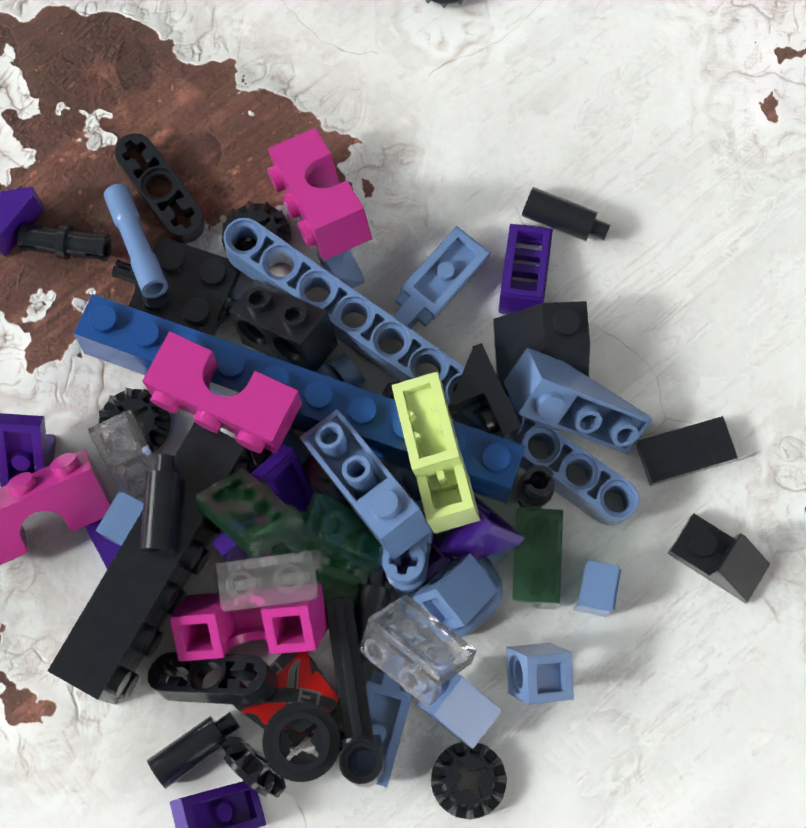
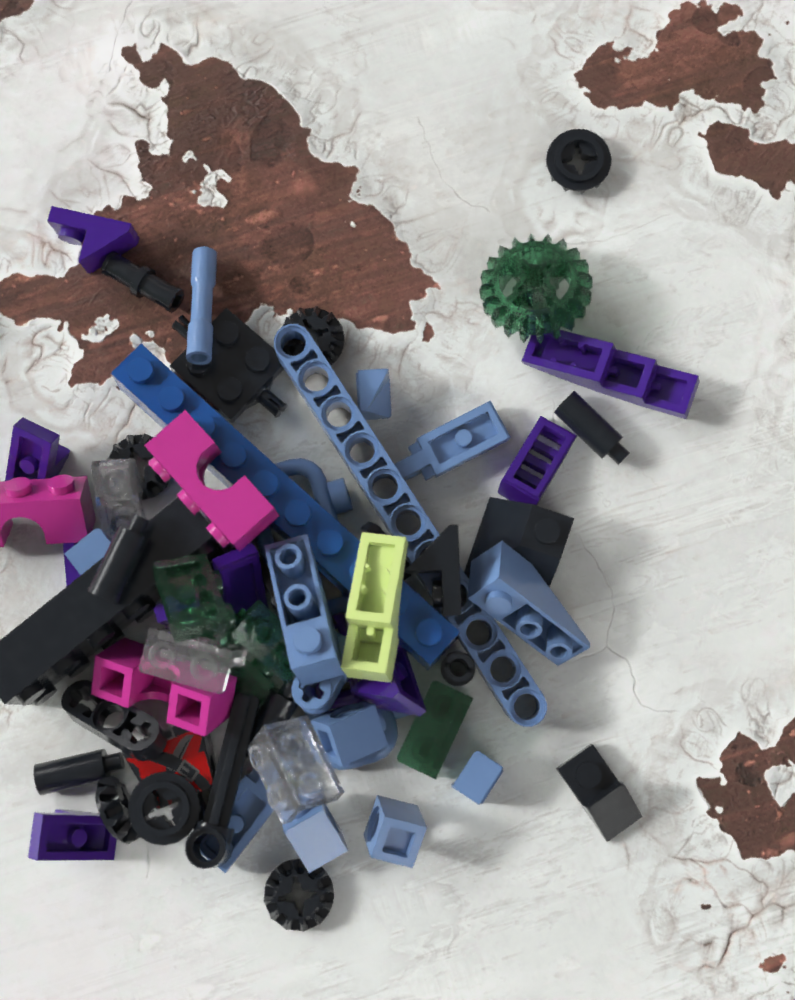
camera: 30 degrees right, 5 degrees up
(163, 171) = (248, 234): black beam -> none
(283, 326) = (298, 435): black brick -> none
(327, 209) = (376, 351): dark pink arch -> none
(461, 117) = (539, 267): none -> clear green gear
(558, 157) = (613, 372): none -> dark purple slope
(686, 450) = (611, 685): black tile -> none

